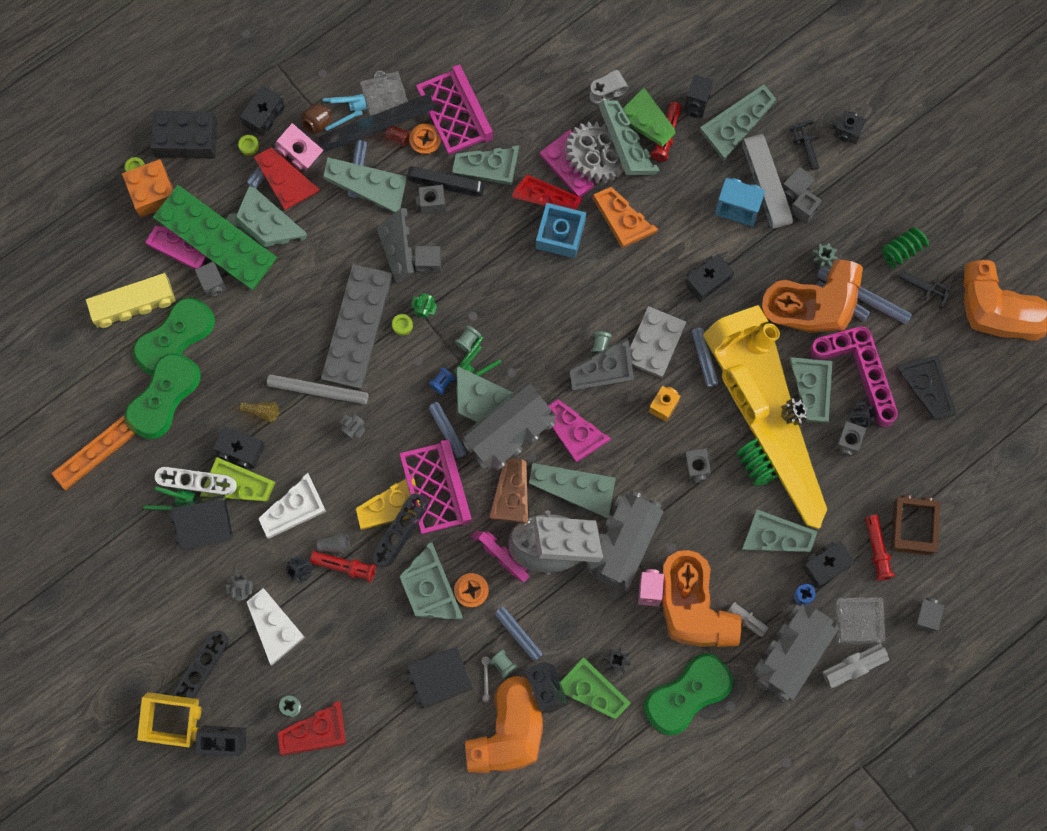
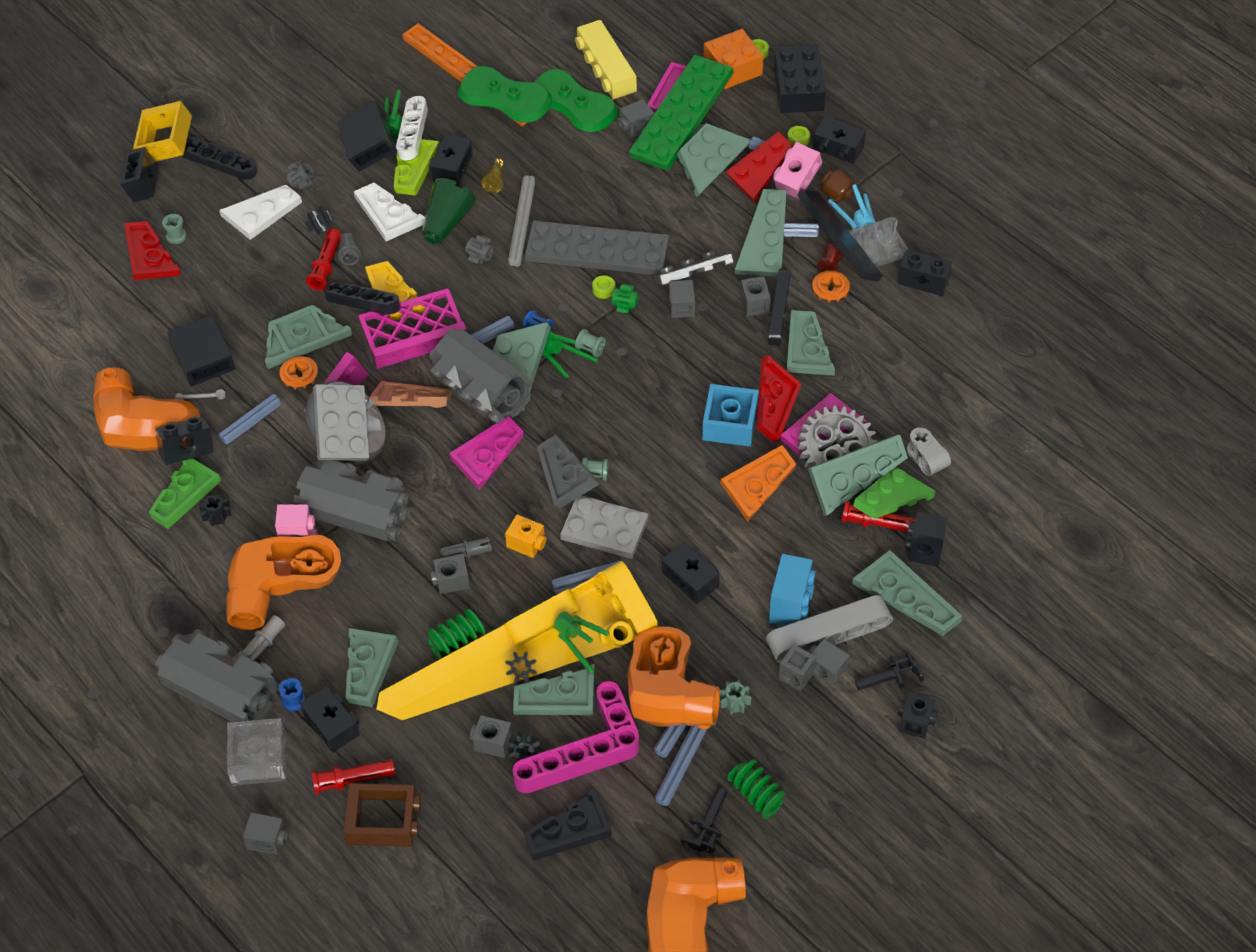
camera: 85 degrees right, 20 degrees down
(306, 454) = (445, 209): none -> dark green cone
(424, 61) = (925, 272): none -> black brick
(471, 105) = (882, 321): dark pink fence -> none
(503, 664) = (214, 405): sand green bush -> none
(579, 488) = (422, 458): sand green wing -> none
(672, 452) = (467, 548): none -> dark grey axle
(676, 703) = (170, 579): green plate -> none
(765, 370) = (569, 627): none -> green plant
(855, 666) = (203, 755): light grey piece -> none

